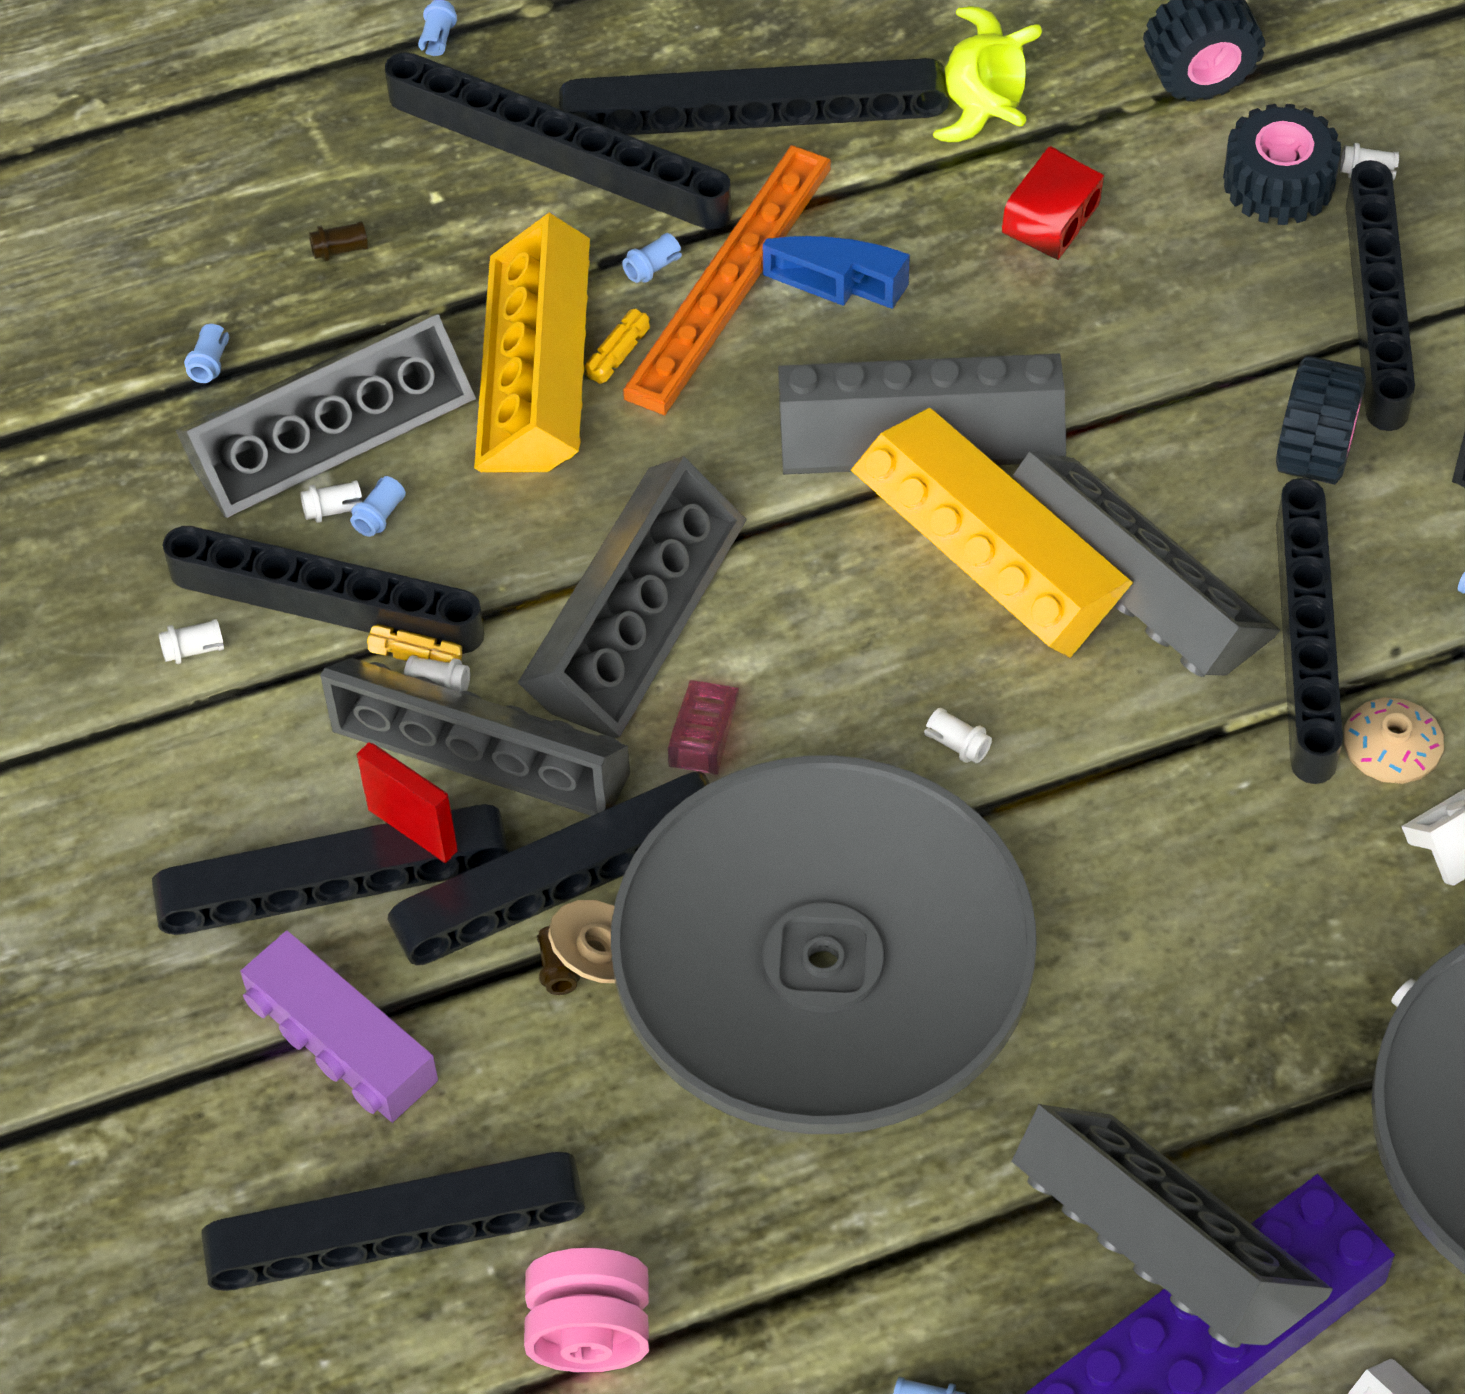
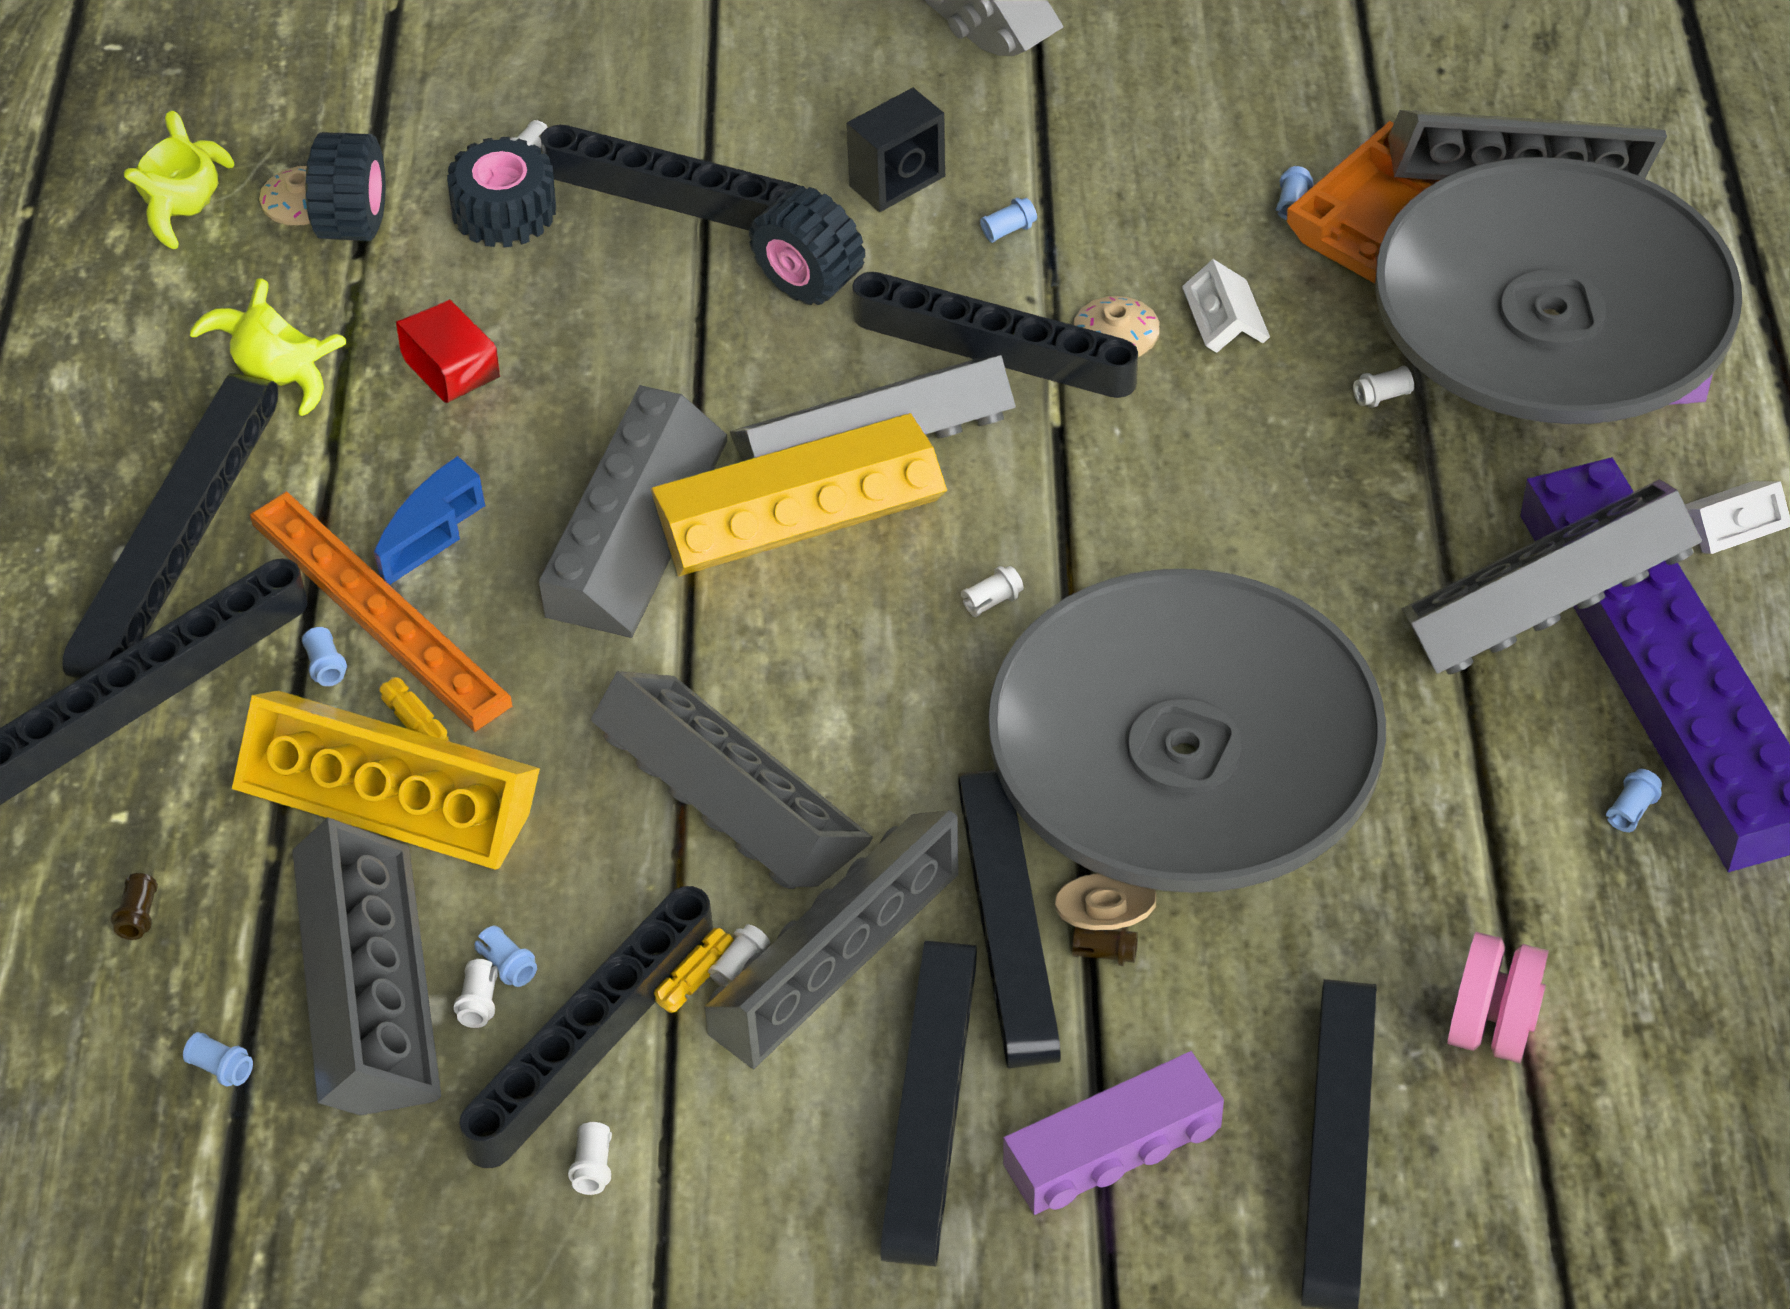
camera: 70 degrees left, 5 degrees down
(407, 801) = (928, 978): red tile -> none
(698, 755) = (909, 790): clear pink slope -> none

